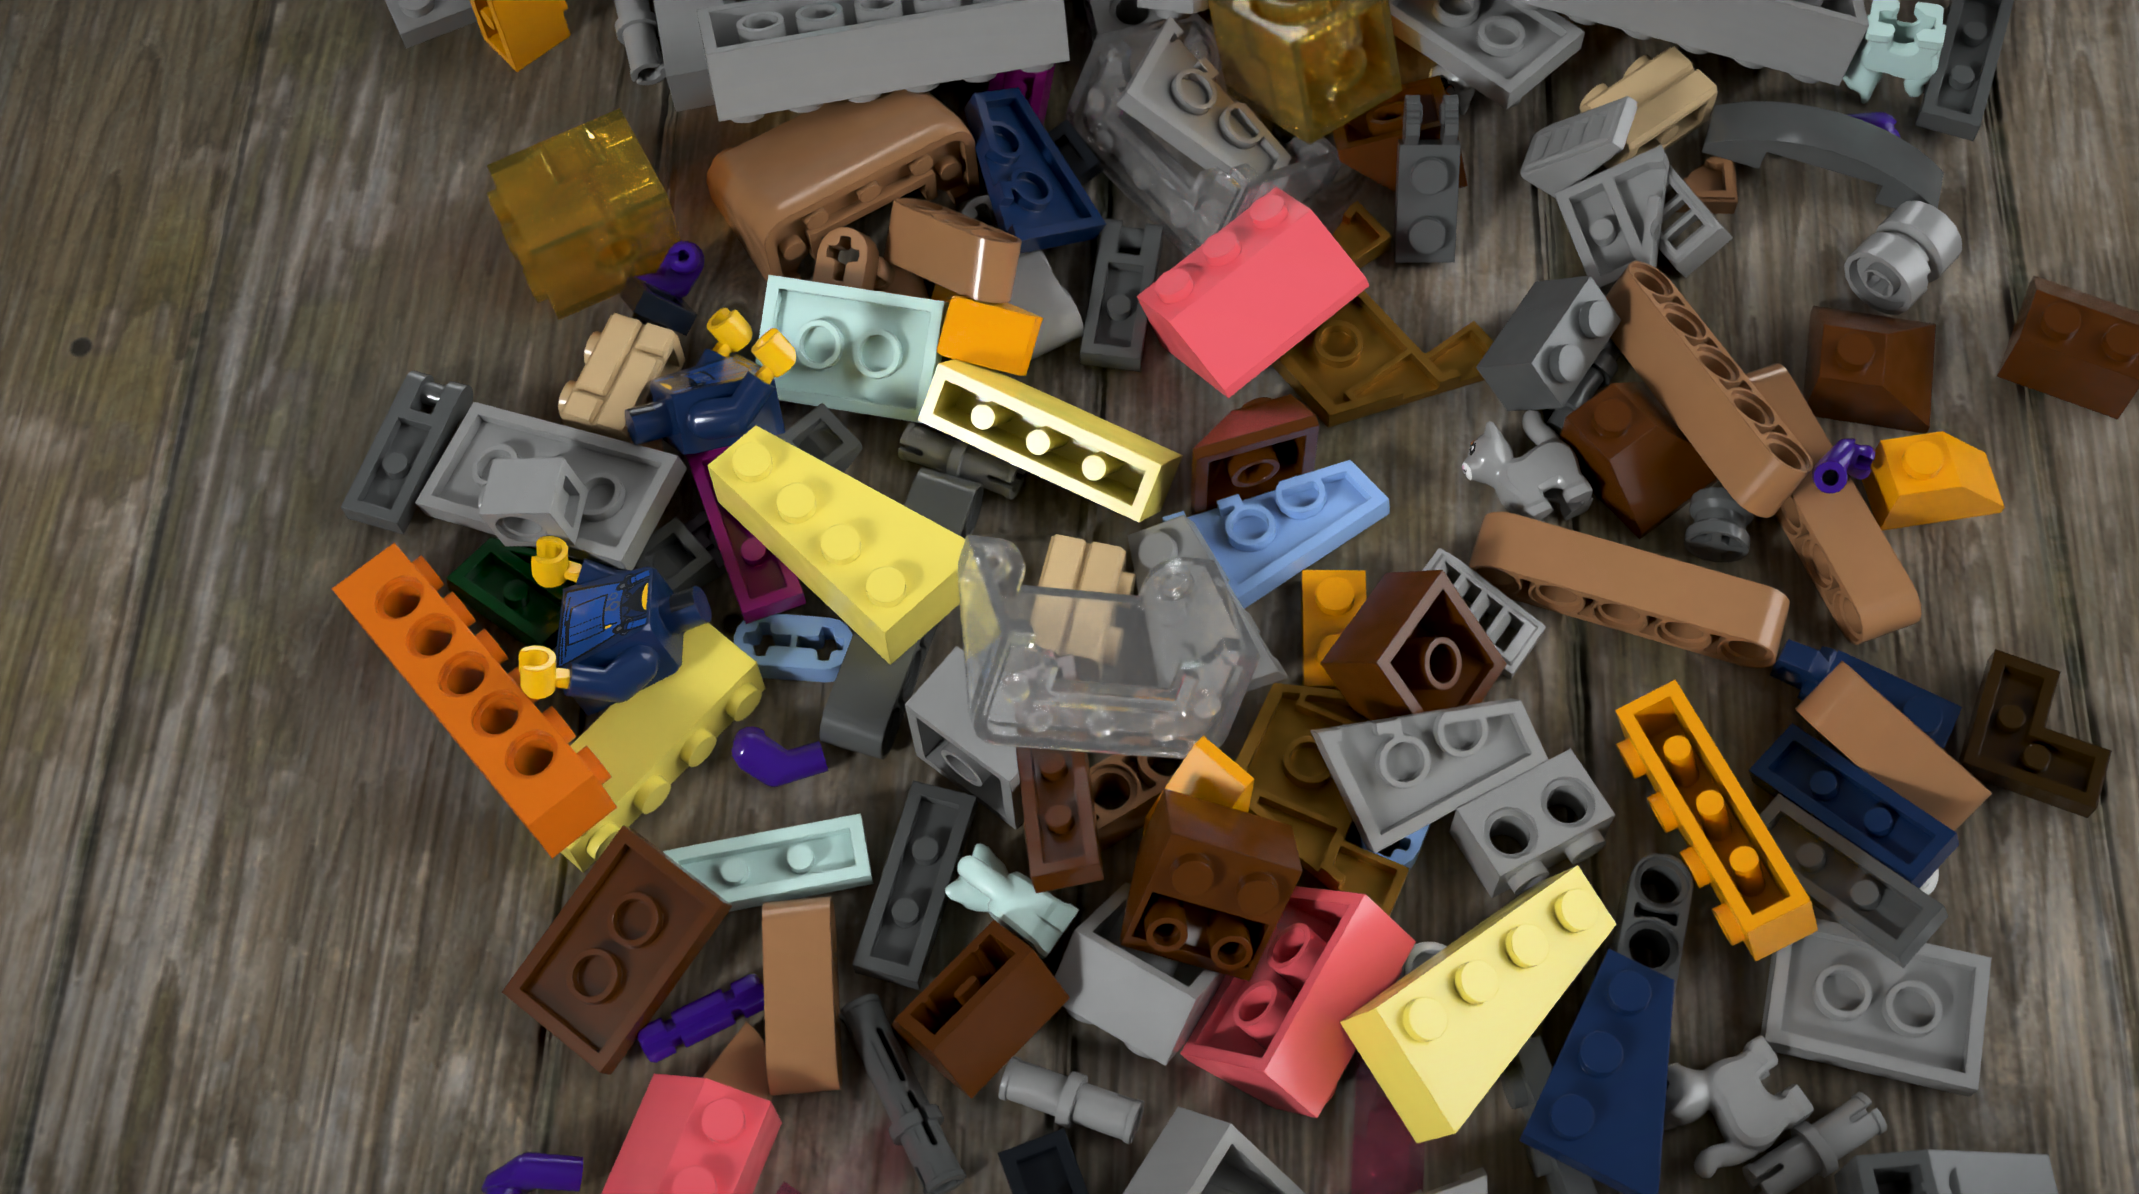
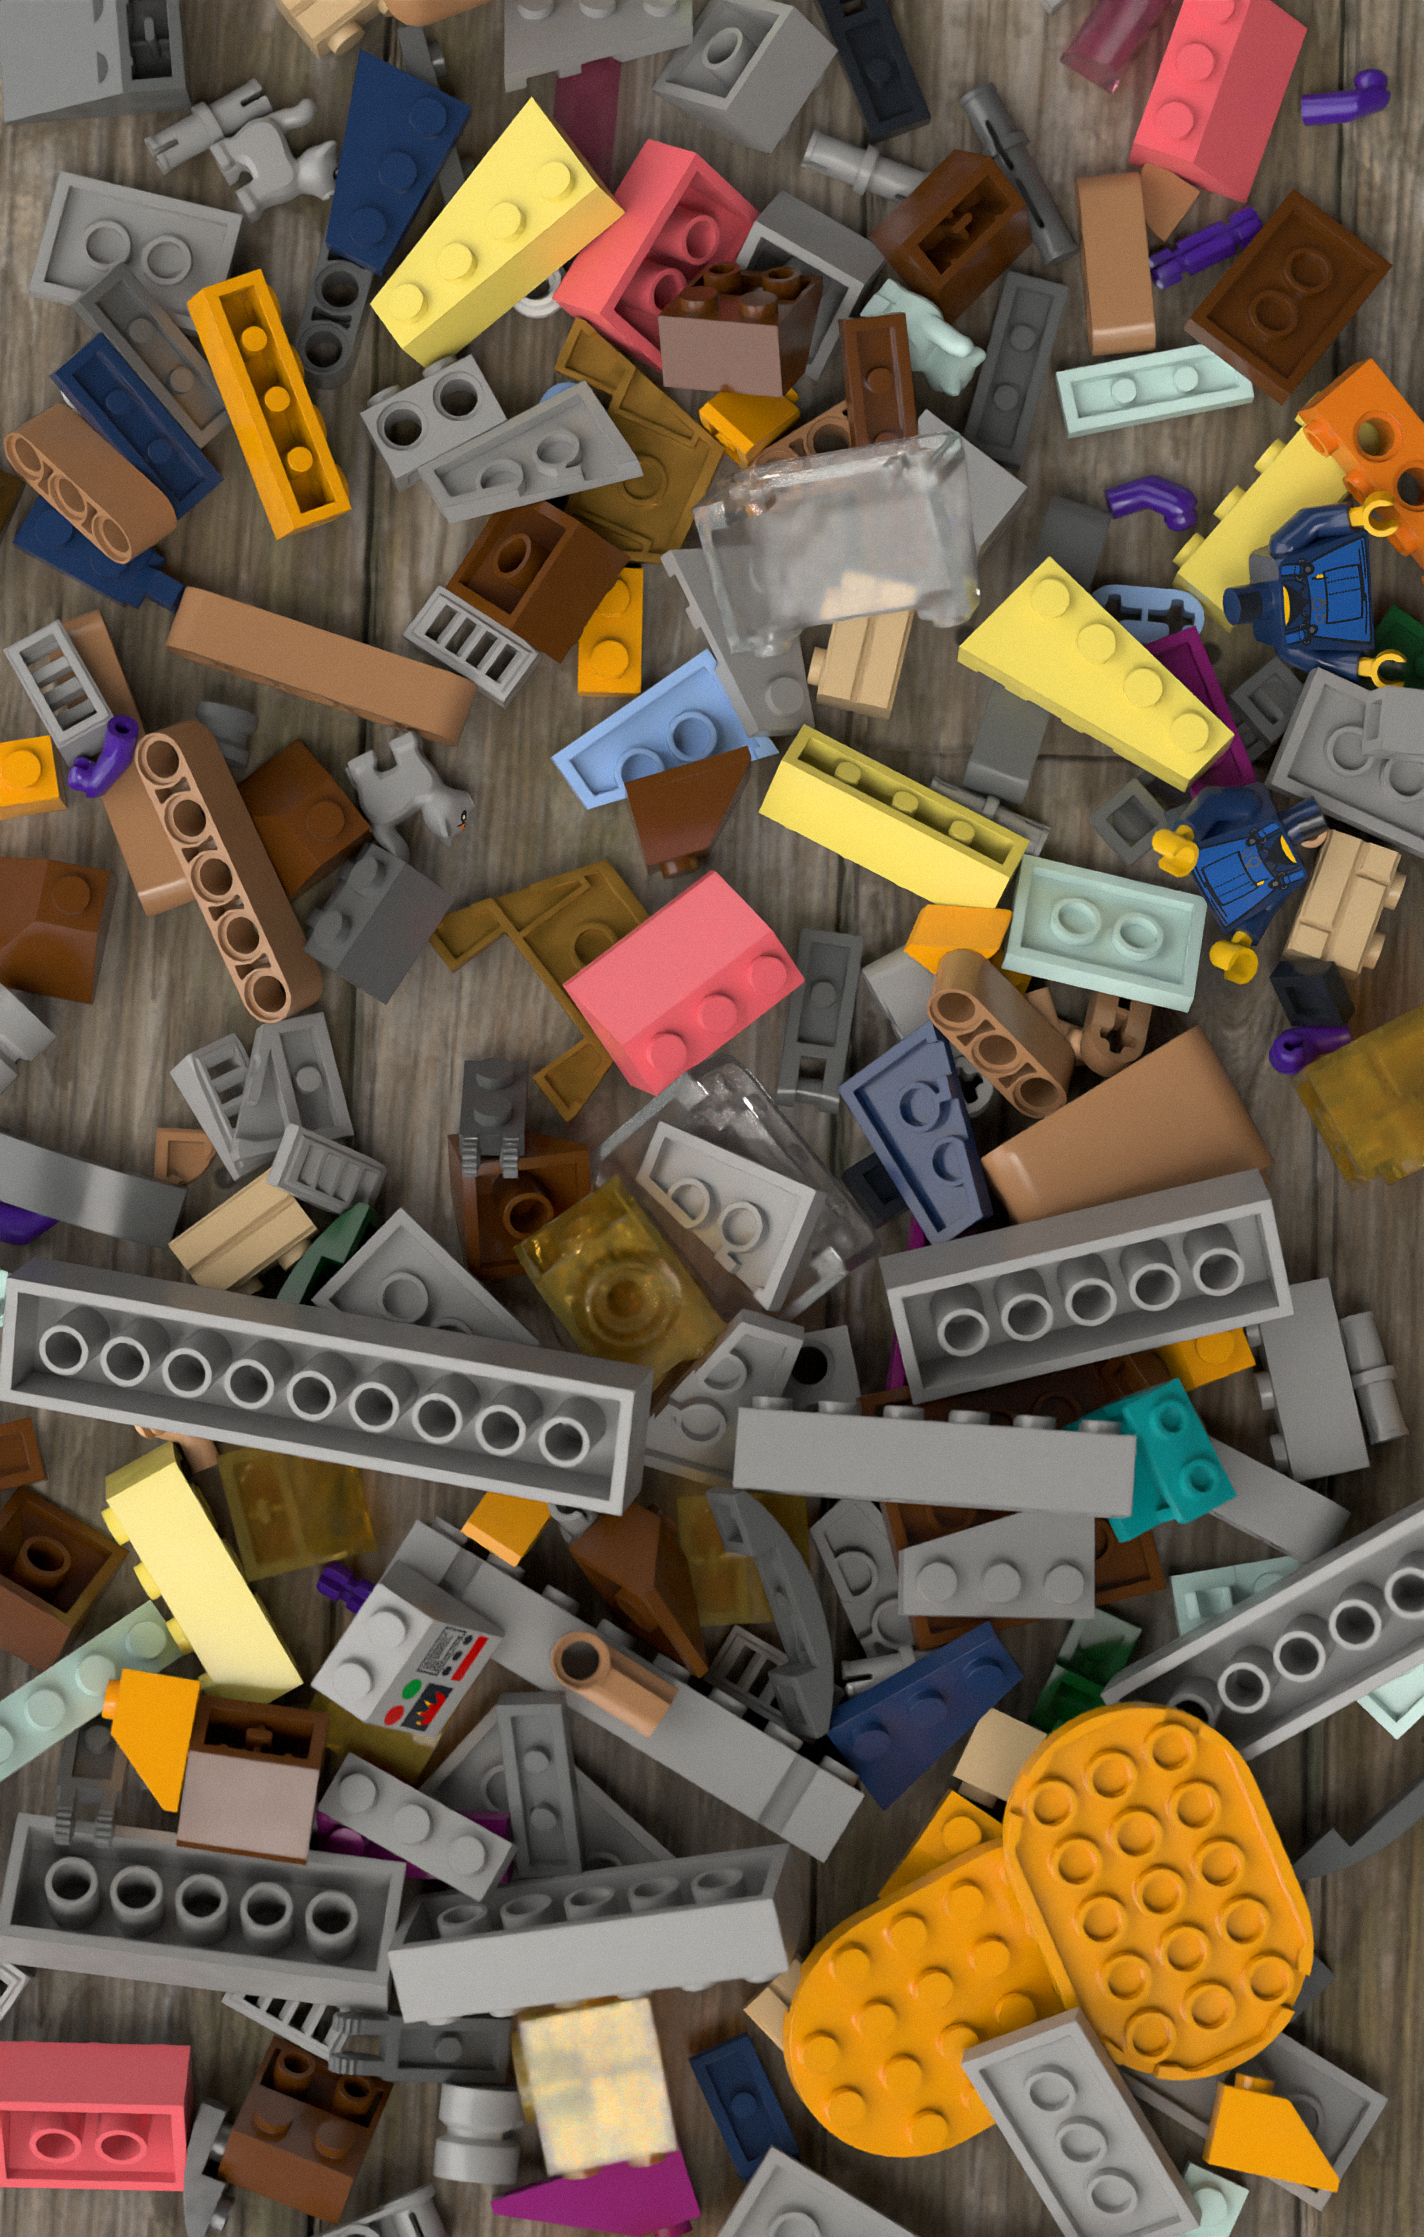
camera: 175 degrees right, 20 degrees up
(1564, 88) = (330, 1253): none -> dark green slope
(1902, 509) = (81, 728): none -> light grey slope

